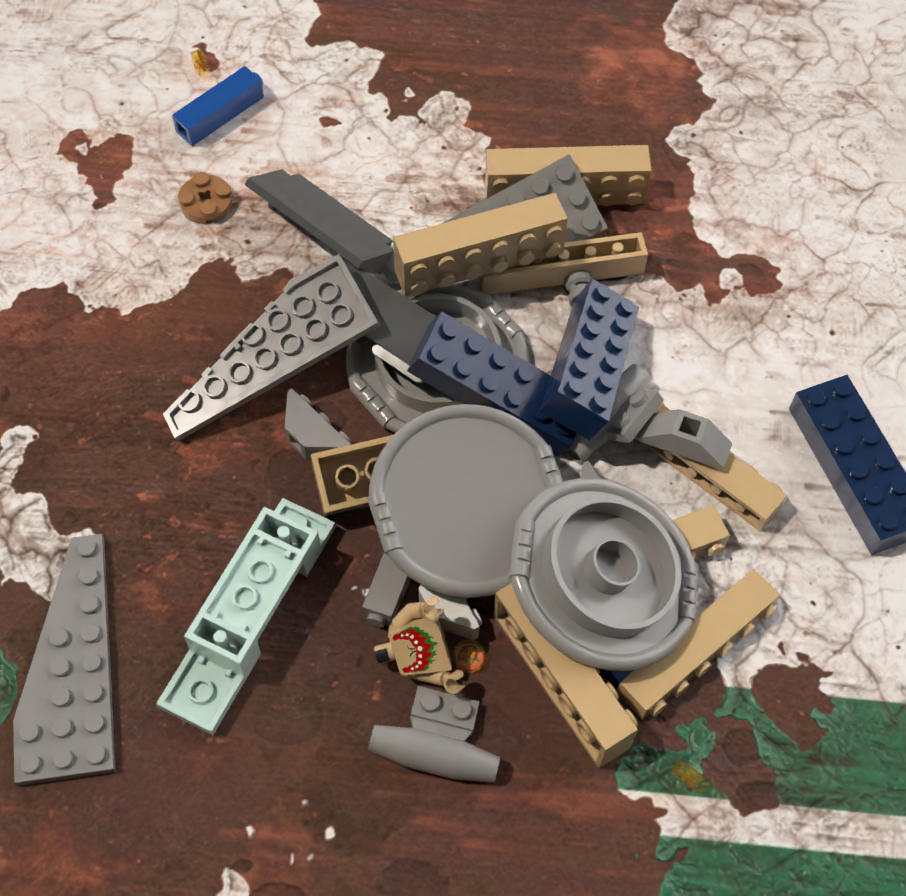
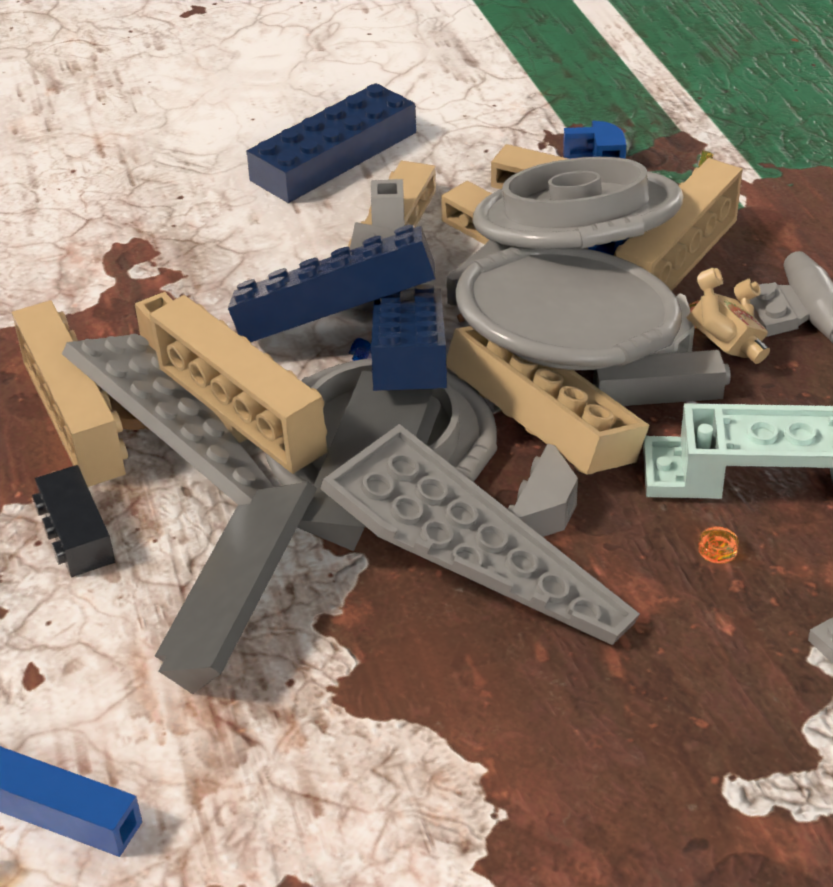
camera: 110 degrees left, 20 degrees down
(205, 185) = (236, 732): medium nougat plate -> none
(212, 525) = (718, 545): none -> clear yellow tile
(442, 161) = (73, 521): none -> black brick
(760, 699) = (596, 141): none -> blue brick

